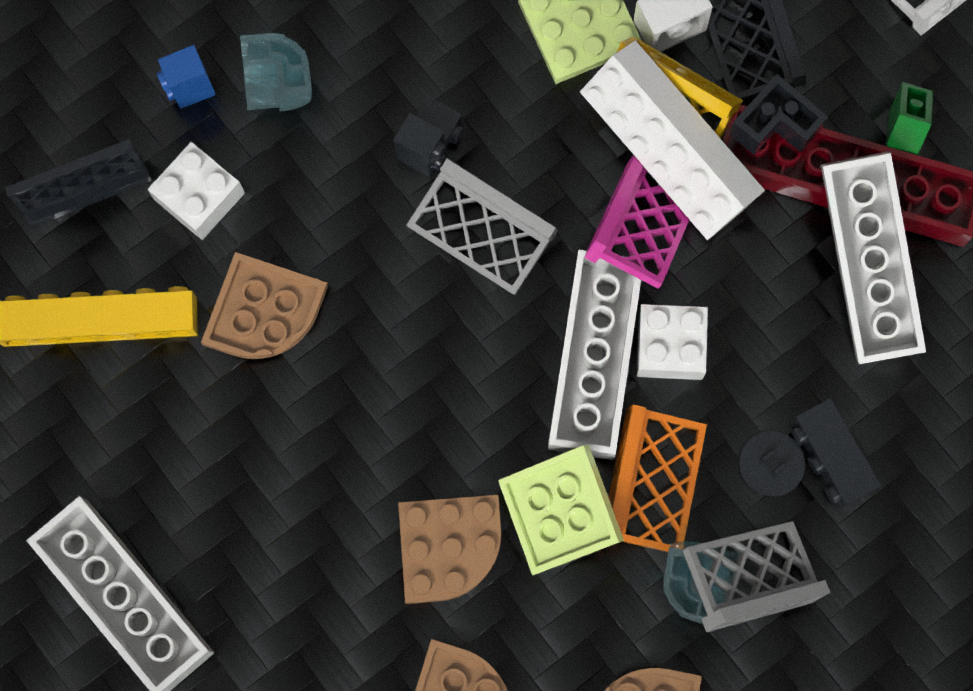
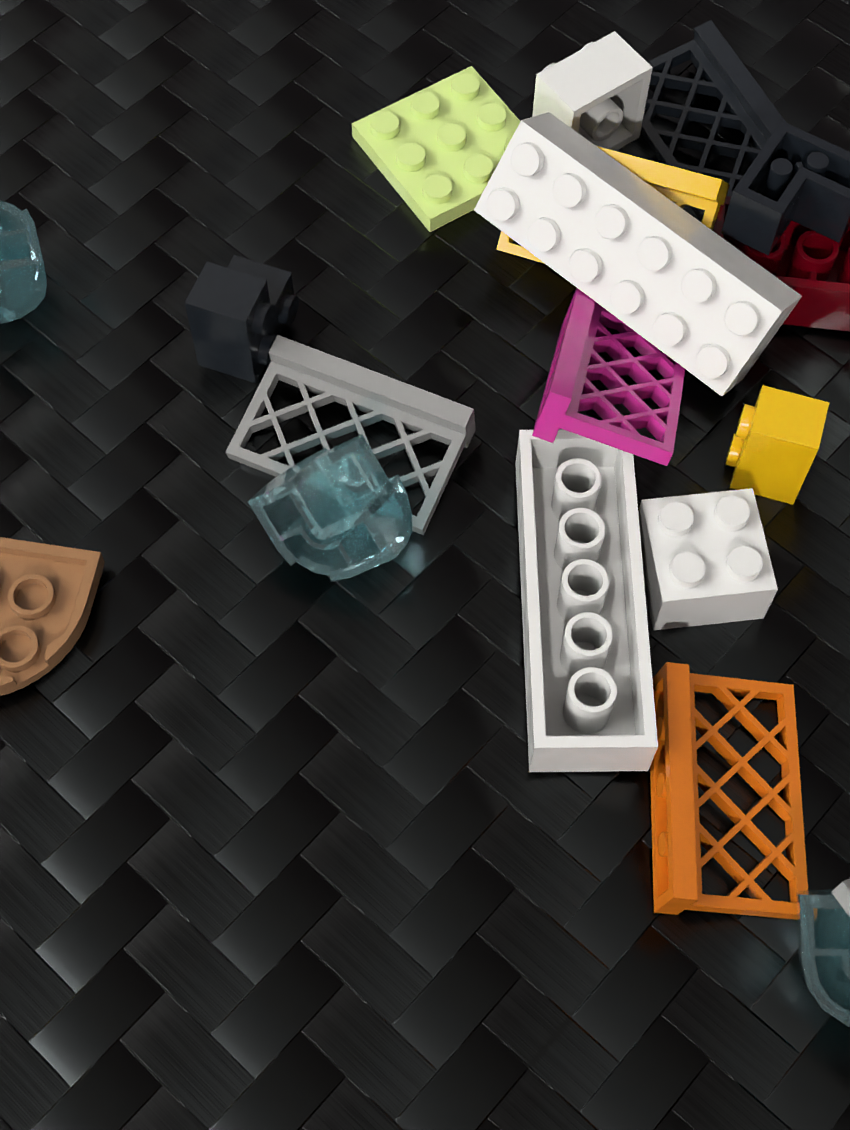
camera: 15 degrees left, 15 degrees down
(448, 545) = (378, 976): medium nougat plate -> none
(464, 281) = (336, 512): none -> clear light blue brick
(560, 509) = (579, 867): yellowish green plate -> none
(729, 279) = (776, 443): none -> yellow brick

